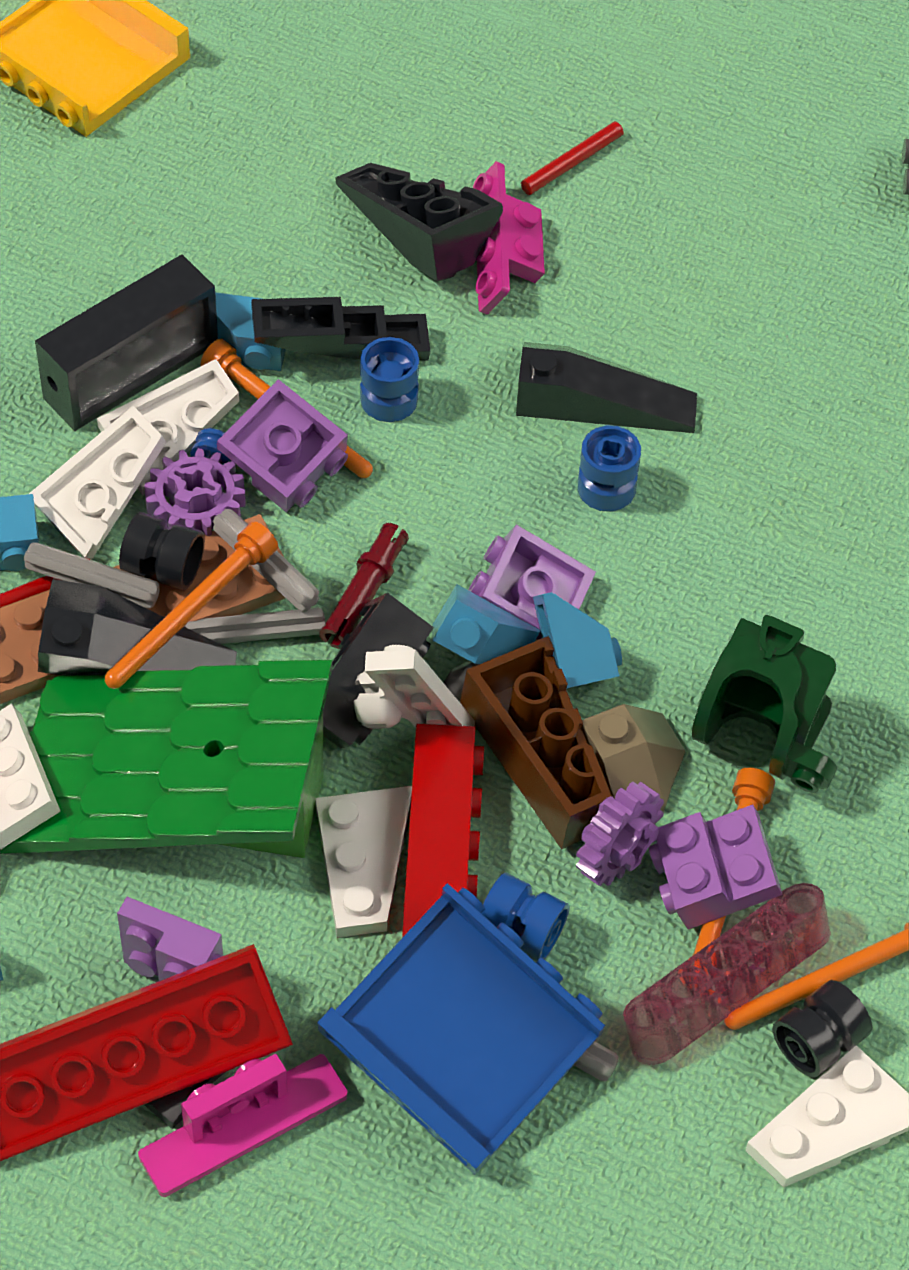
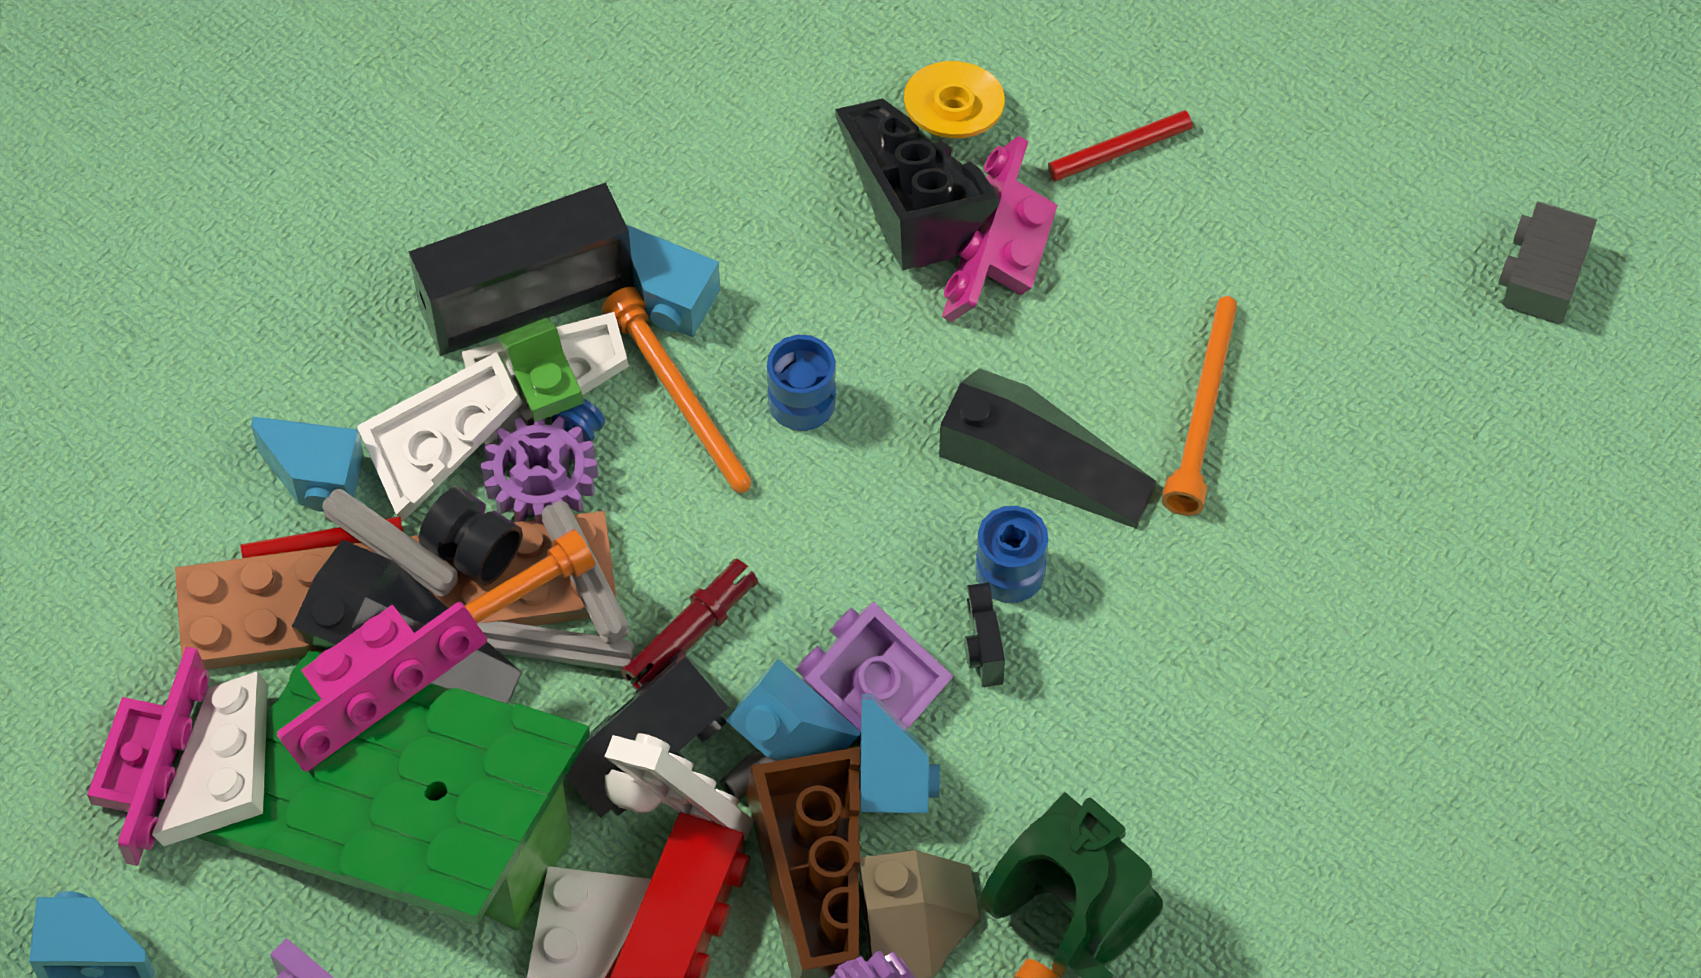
camera: 20 degrees right, 5 degrees up
(124, 672) = (374, 675): none -> dark pink bracket
(173, 412) = (541, 369): none -> bright green slope
(285, 446) = (653, 438): medium lavender plate -> none
(331, 329) = (762, 309): black slope -> none
(431, 148) = (954, 99): none -> yellow dish
(613, 540) = (985, 646): none -> black plate
(724, 391) = (1186, 489): none -> orange piece

